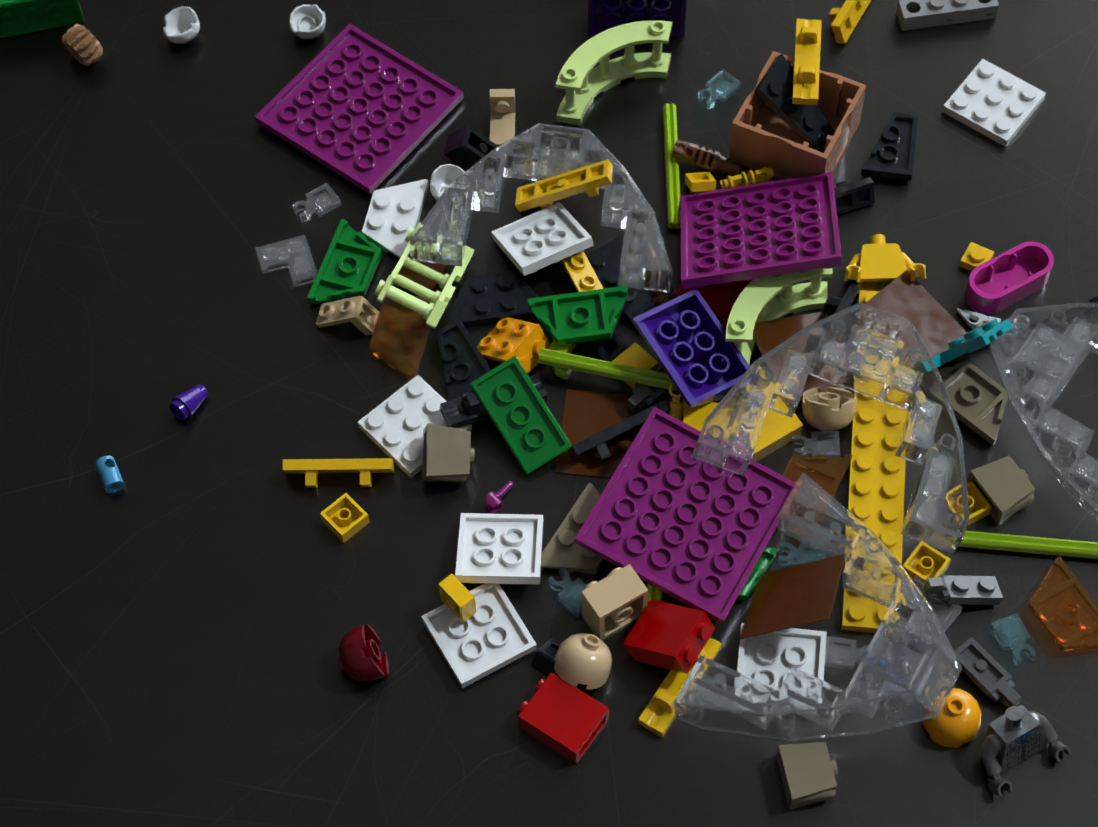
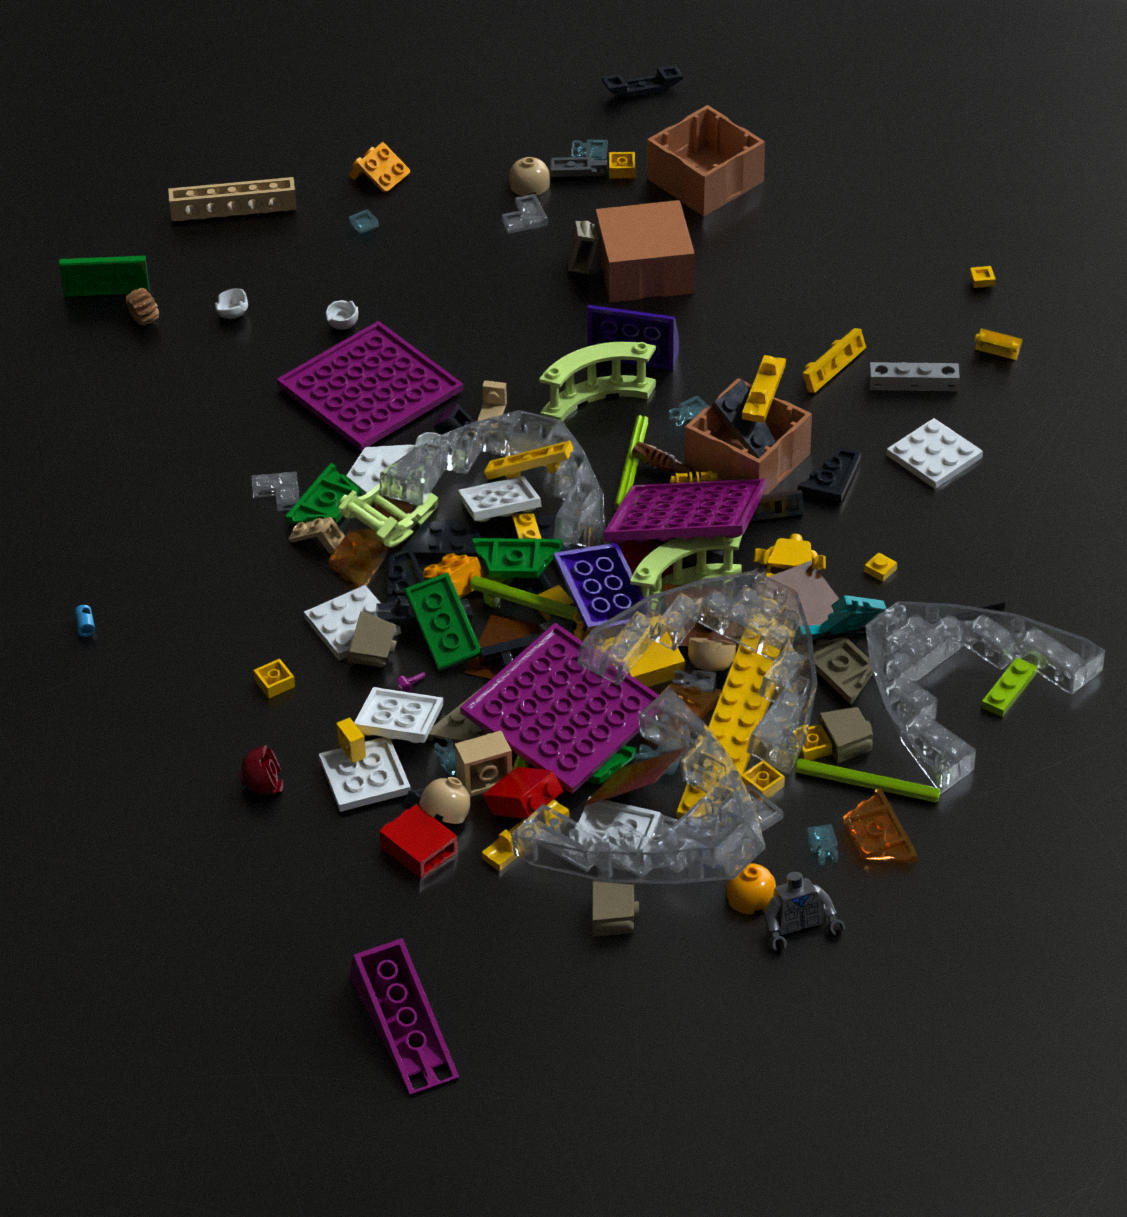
camera: 10 degrees right, 15 degrees down
(187, 403) = (162, 579): dark purple cone -> none
(313, 467) = (297, 642): yellow hinge -> none
(318, 200) = (315, 449): clear plate -> none
(700, 182) = (651, 477): yellow plate -> none
(964, 589) = (788, 799): dark grey hinge -> none
(987, 673) = (787, 857): dark grey hinge -> none
(1009, 277) = (904, 580): dark pink plant -> none

